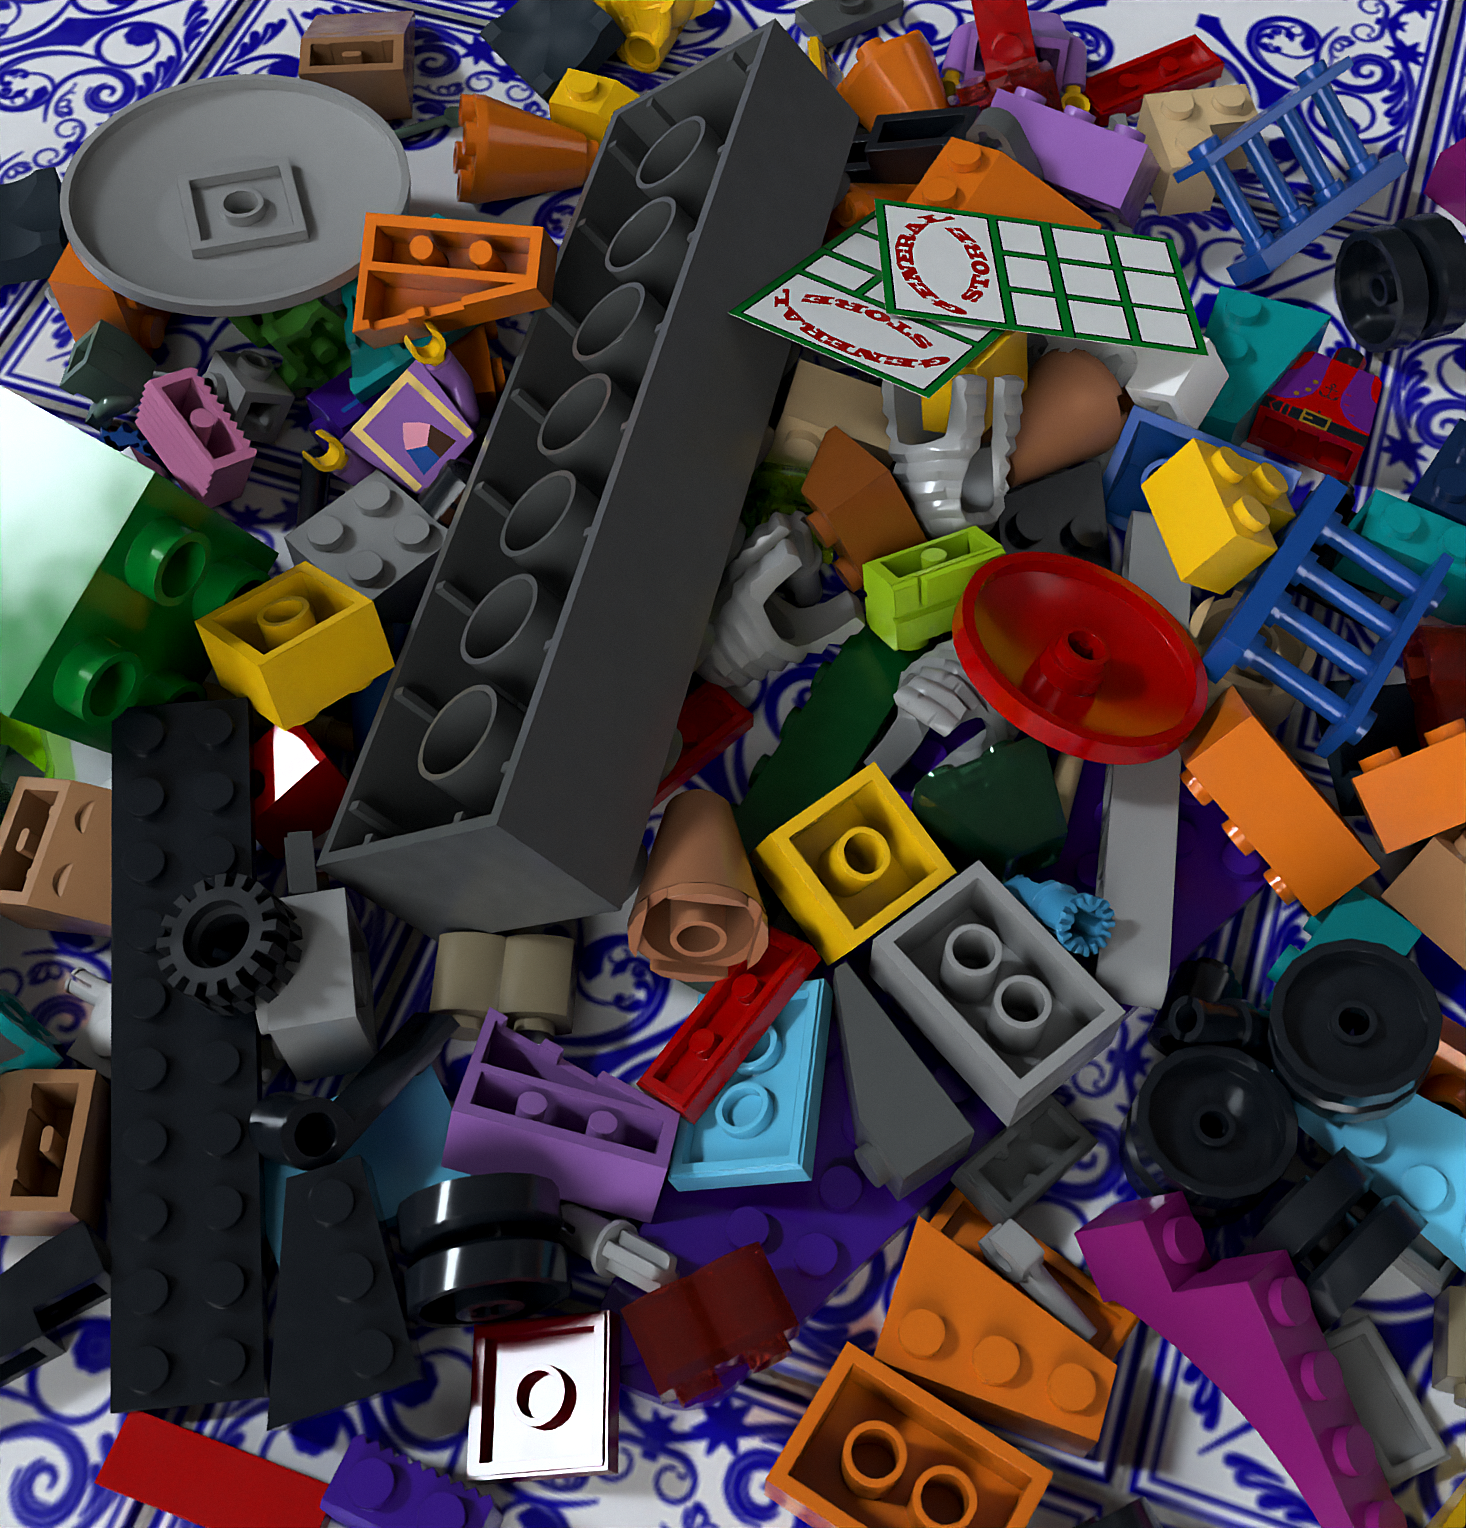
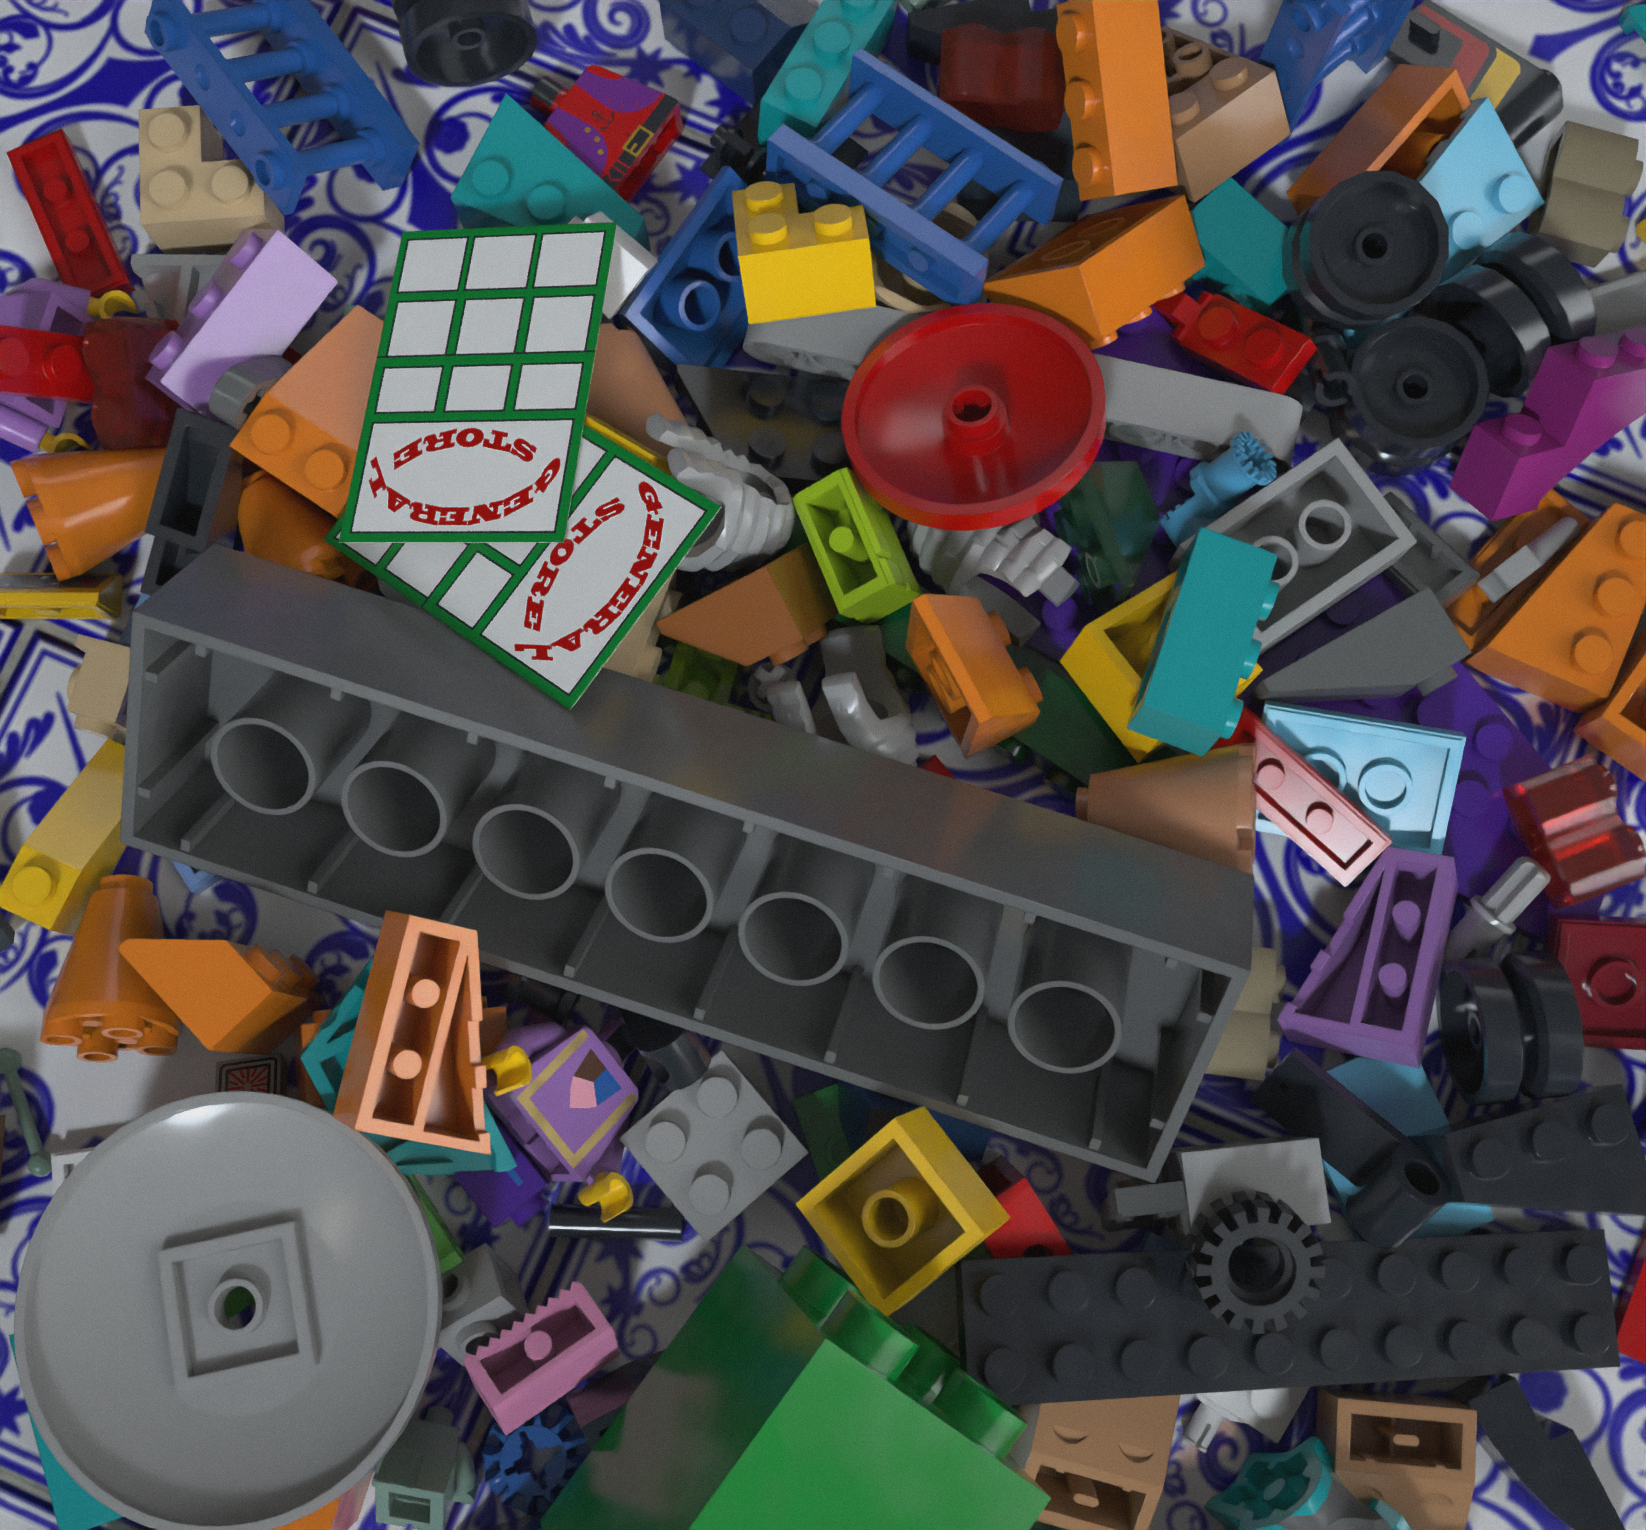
camera: 85 degrees left, 20 degrees up
(493, 166) = (228, 991): none -> orange slope
(817, 664) = (970, 671): none -> orange slope
(866, 852) = (1205, 643): none -> teal brick
(1230, 945) = (1237, 340): none -> red hinge

